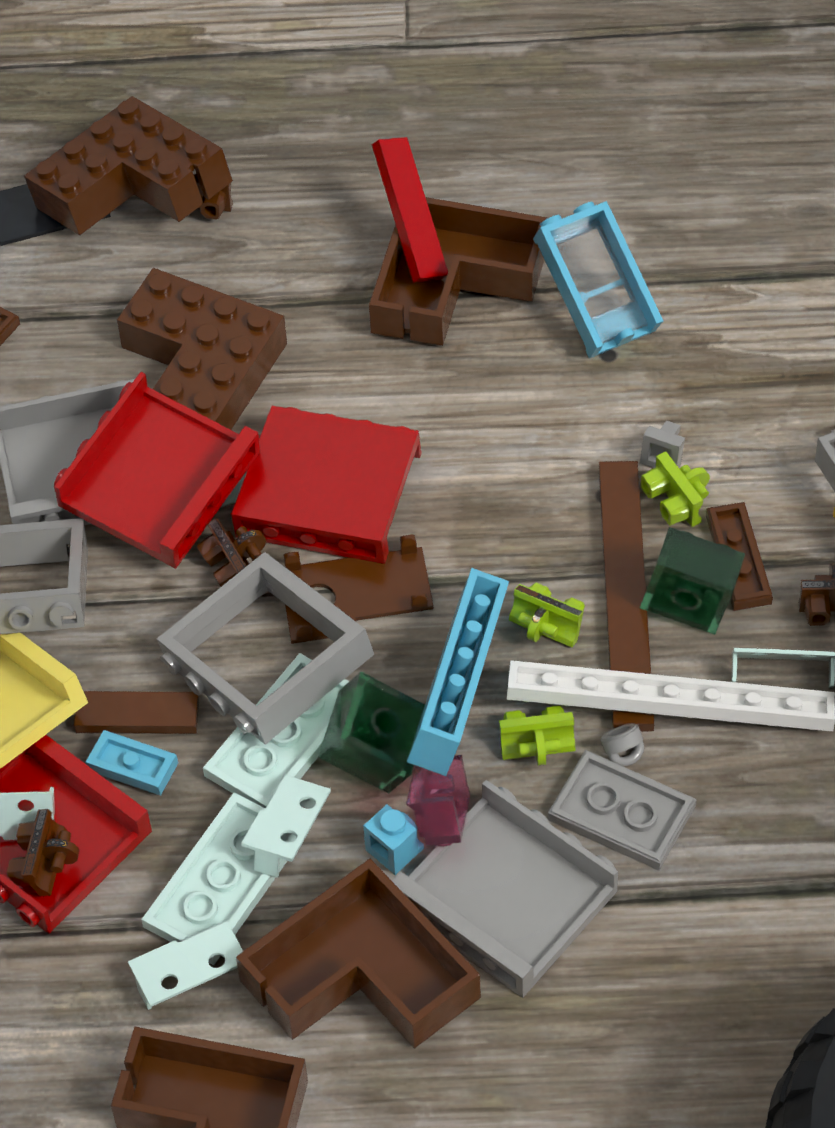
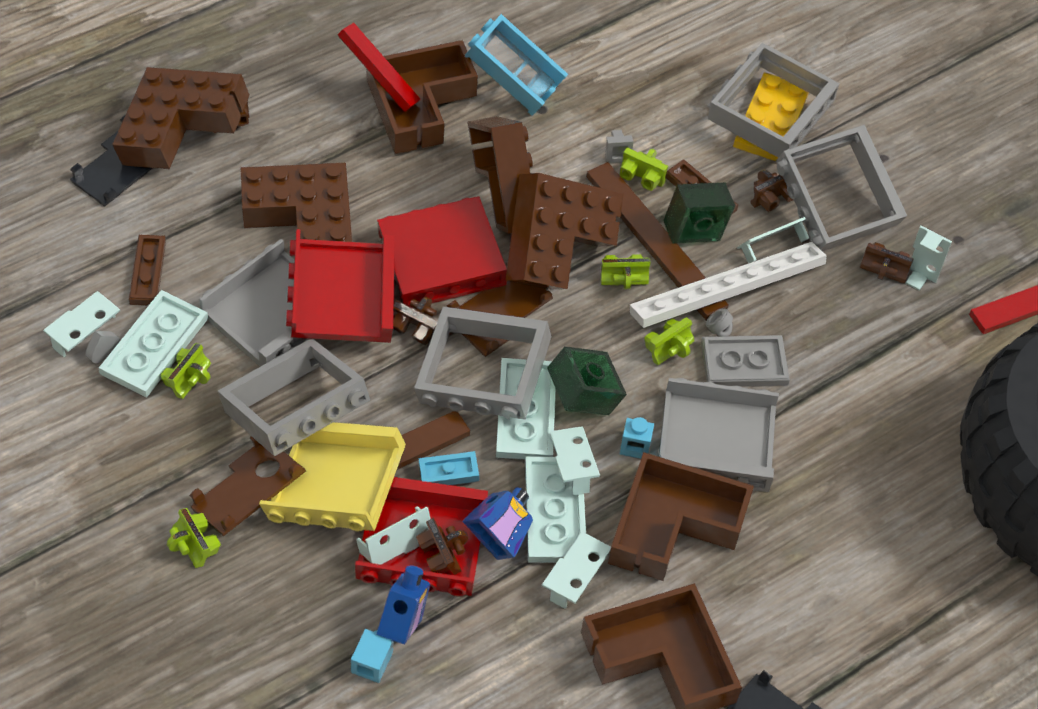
camera: 40 degrees left, 0 degrees up
(135, 857) = (501, 522): none -> blue torso
(440, 803) = (646, 399): clear pink window -> none
(458, 672) = (613, 323): medium azure brick -> none
(466, 393) = (501, 162): none -> reddish brown piece
(475, 494) = (548, 221): none -> reddish brown piece

